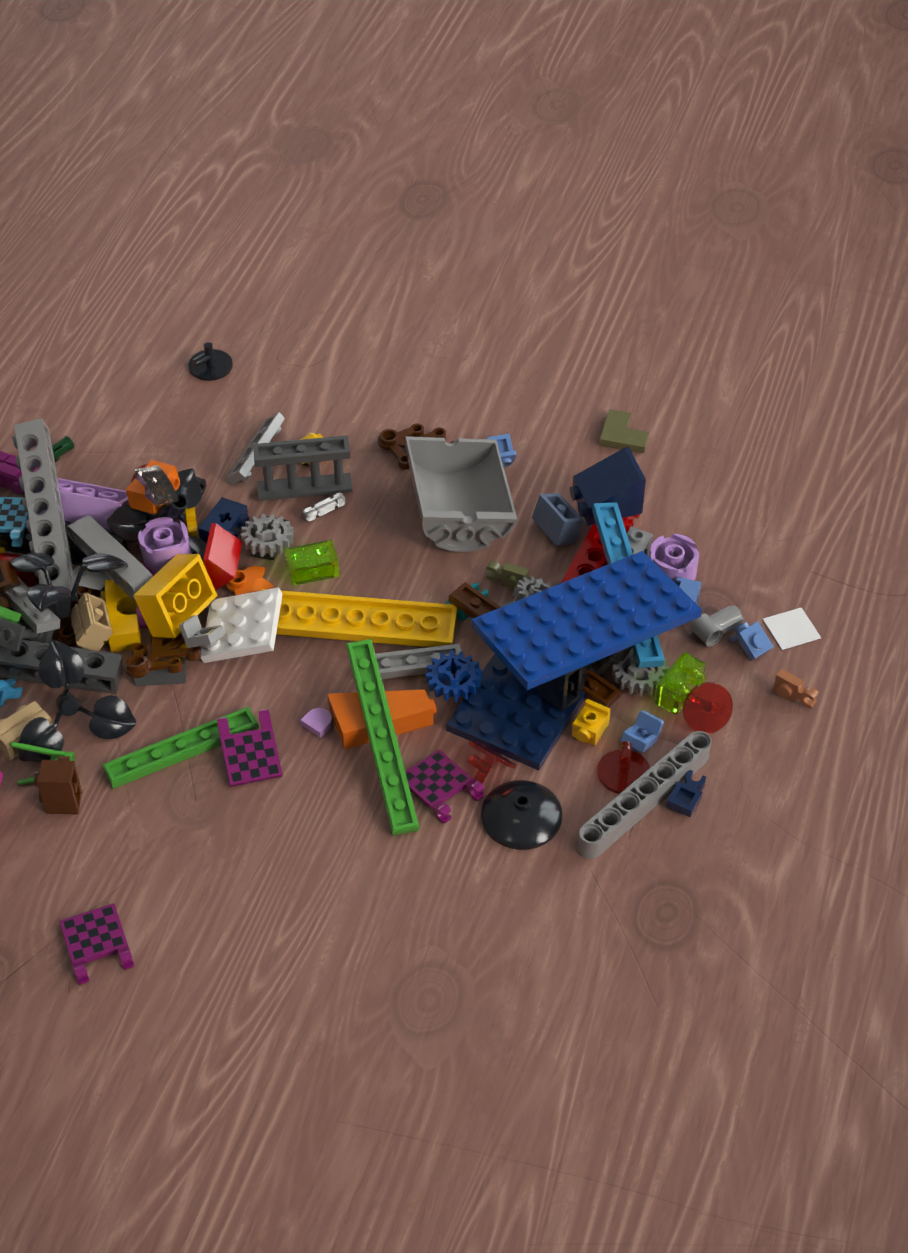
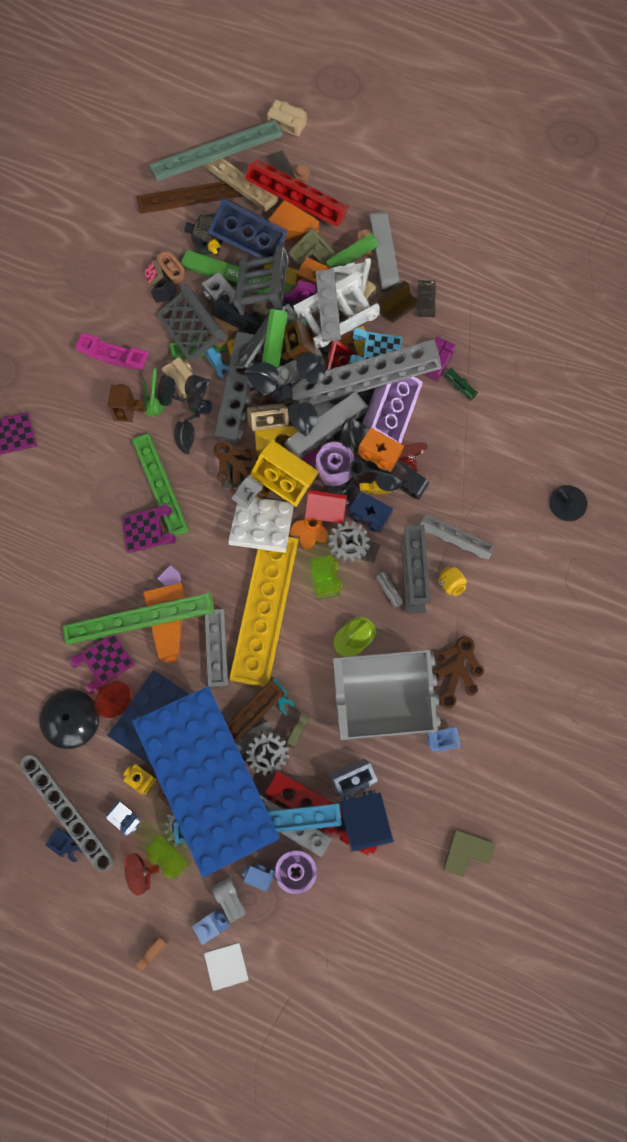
camera: 95 degrees right, 25 degrees up
(157, 485) = (365, 447): clear smoke slope -> none
(384, 535) = (354, 637): none -> lime piece
(440, 676) = (200, 677): blue gear -> none
(621, 768) = (97, 800): clear red shield -> none

